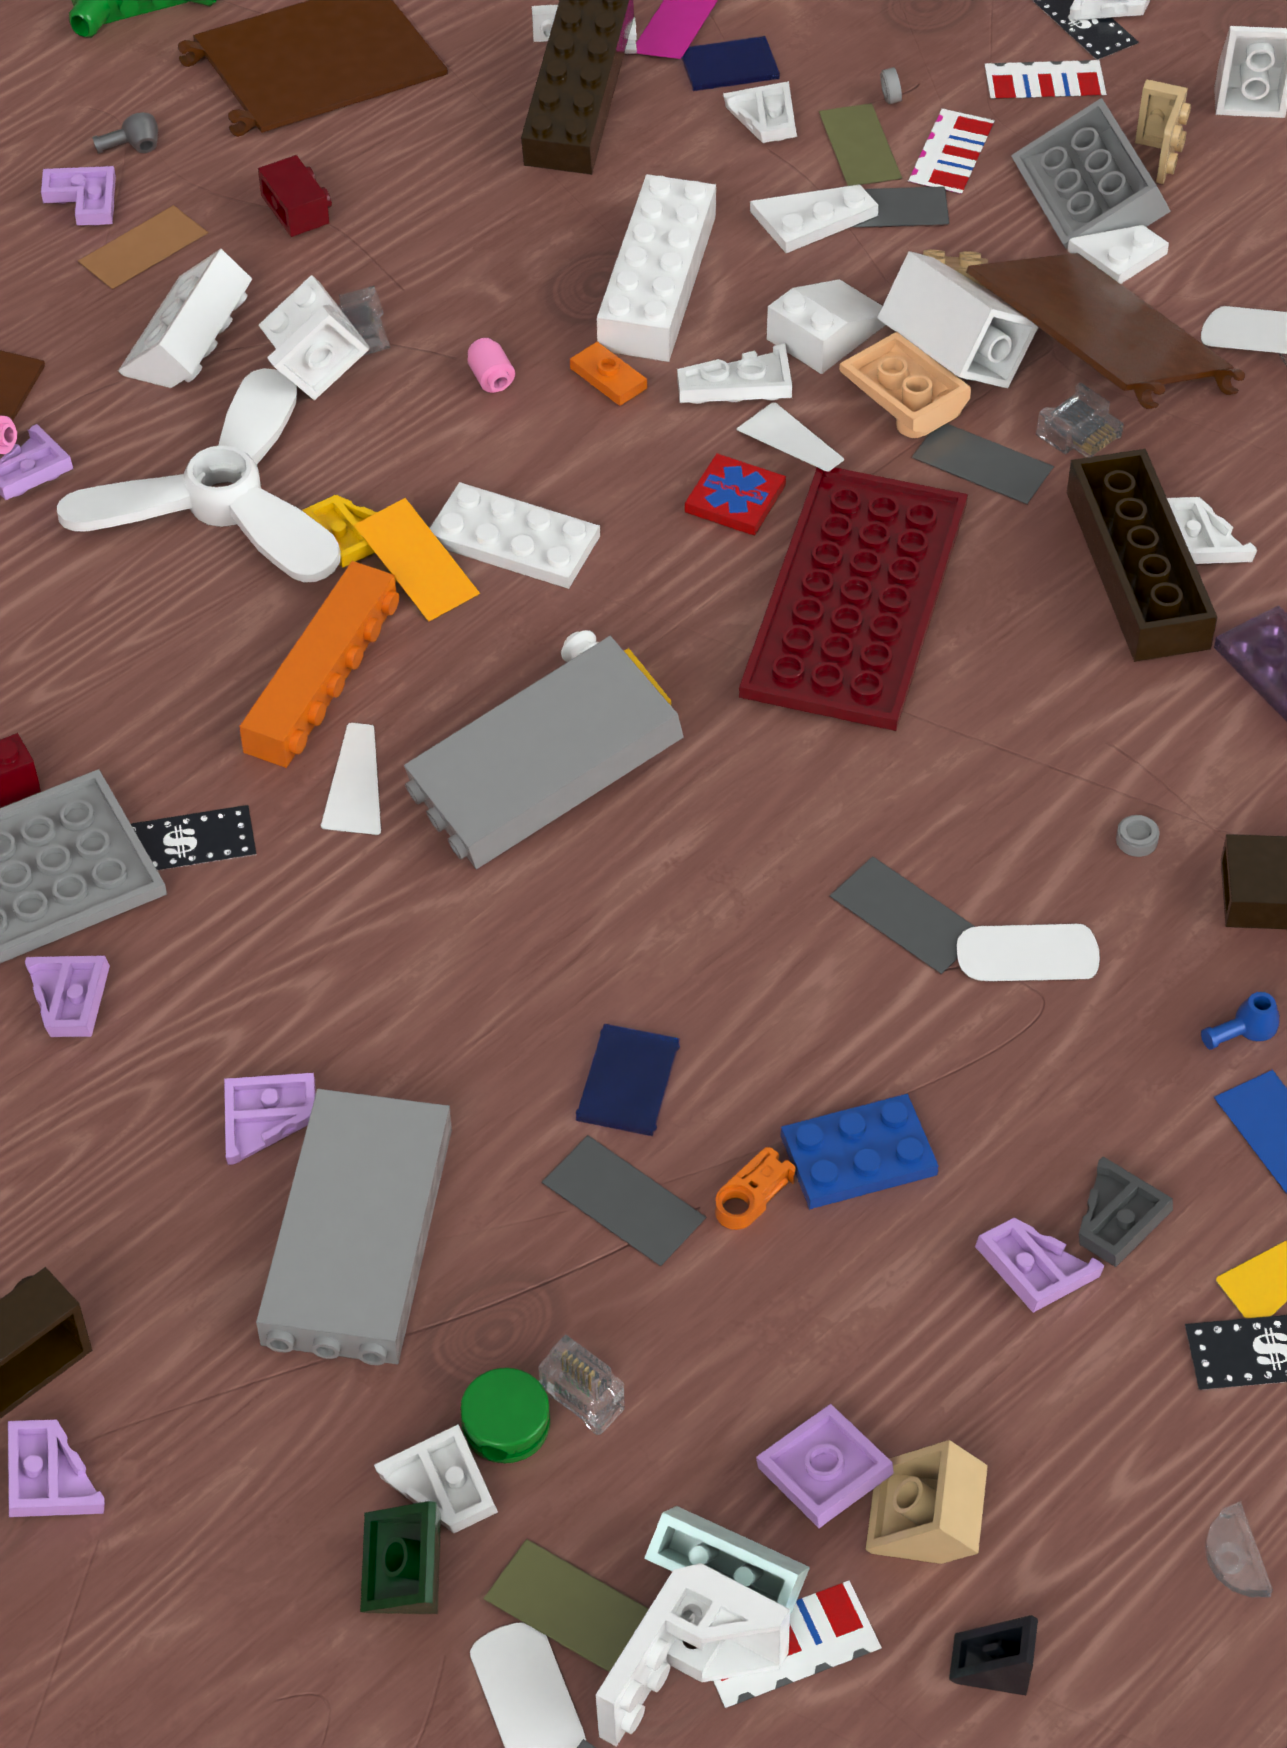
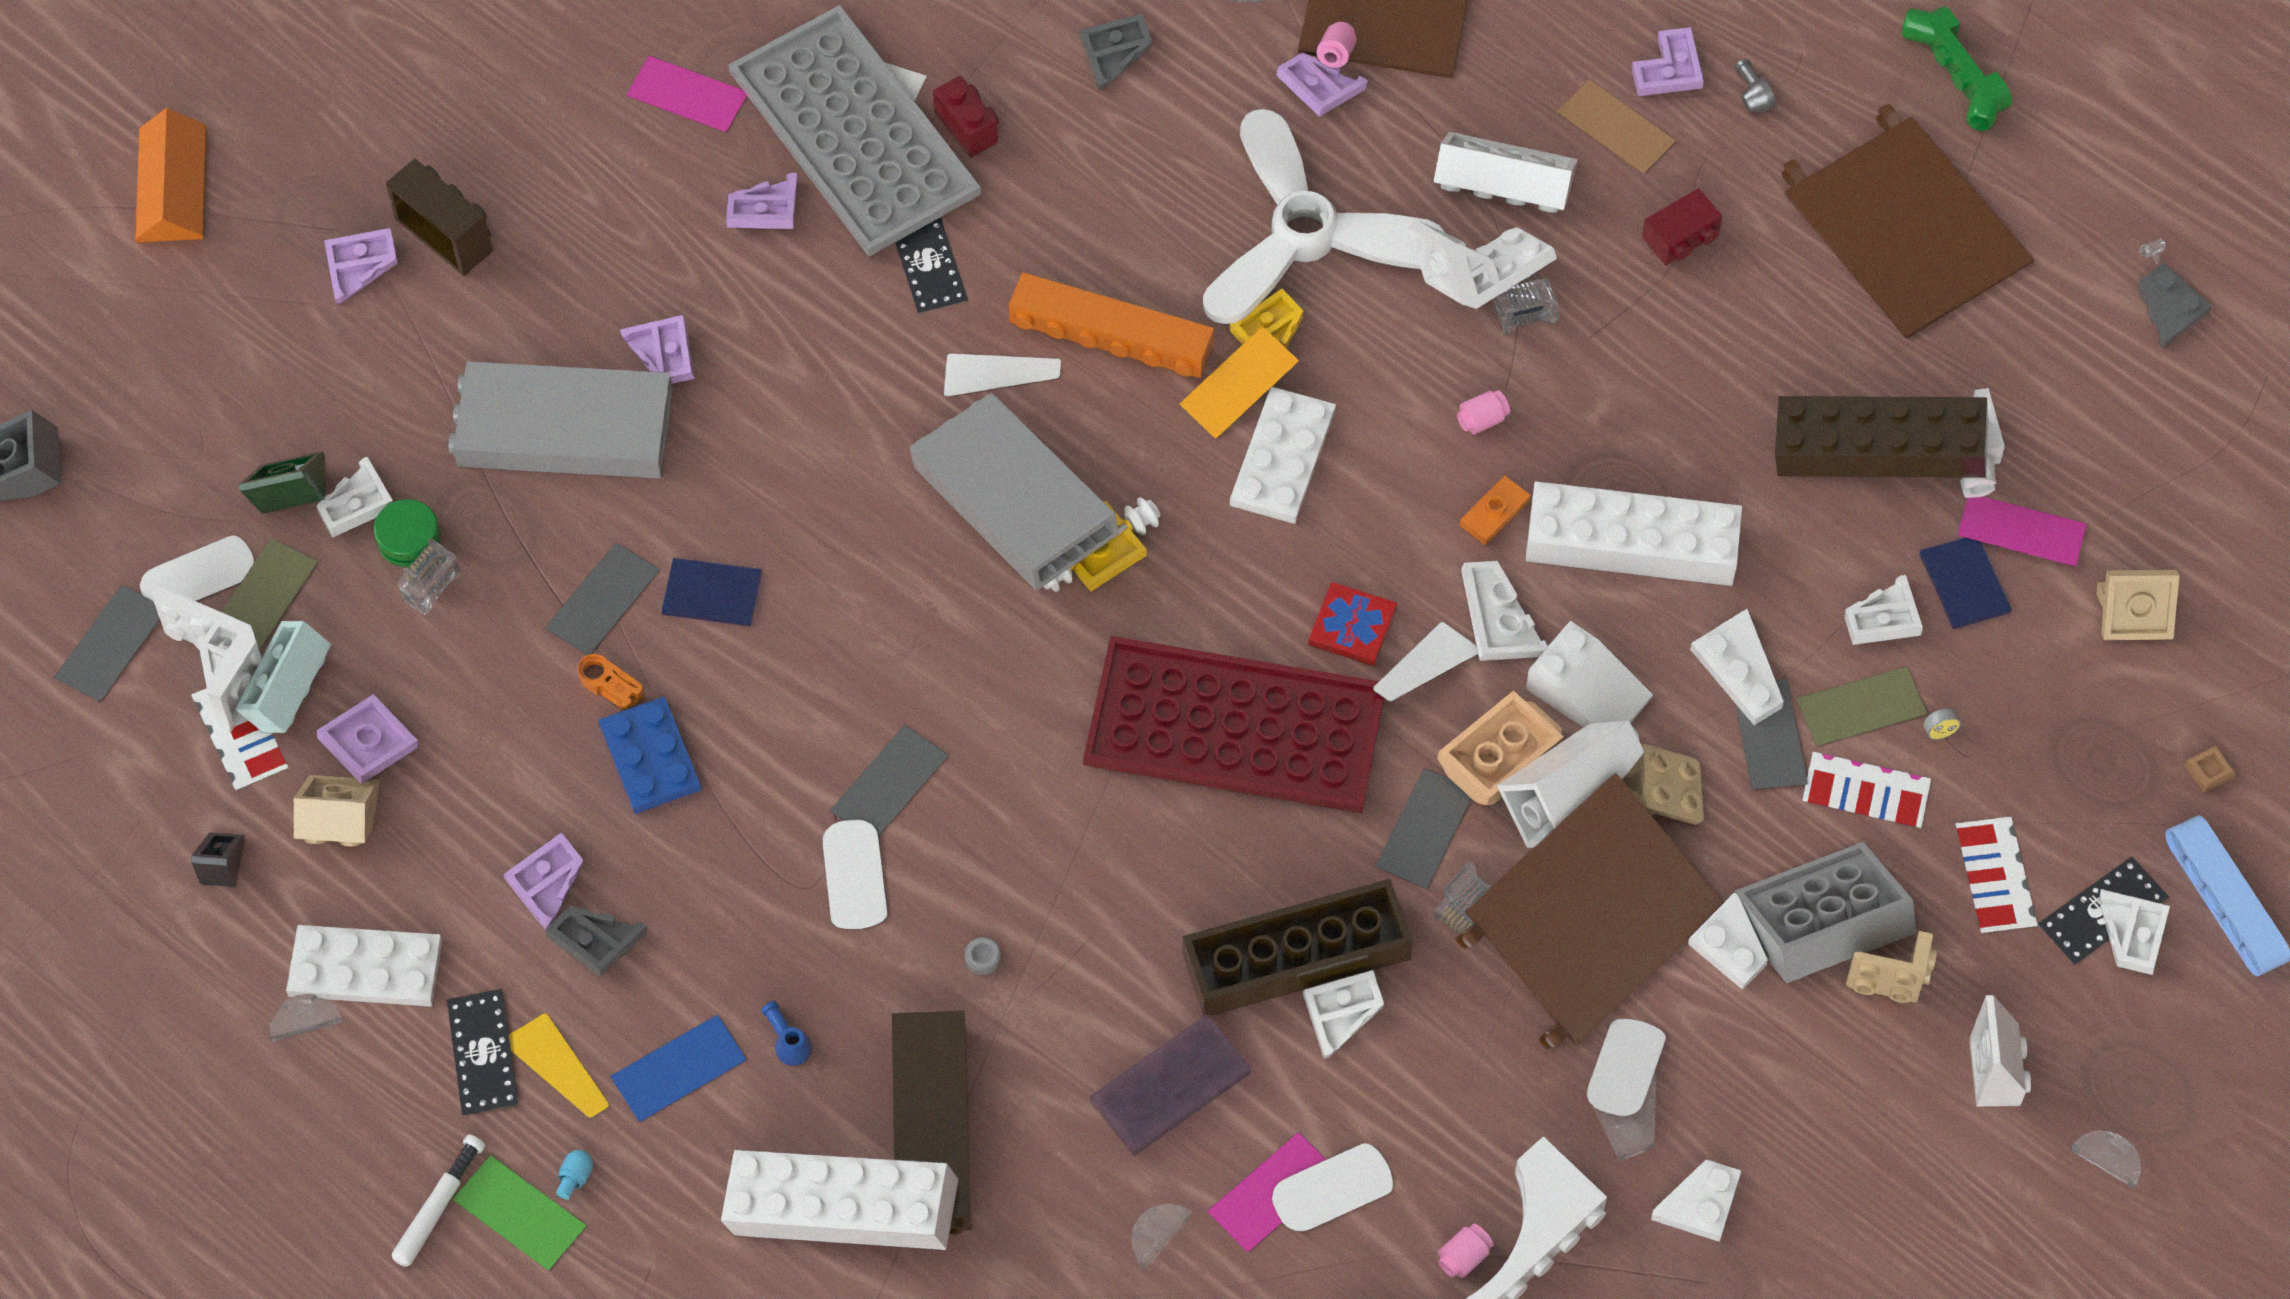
camera: 85 degrees right, 10 degrees up
(1155, 1483) = (365, 965): none -> white plate

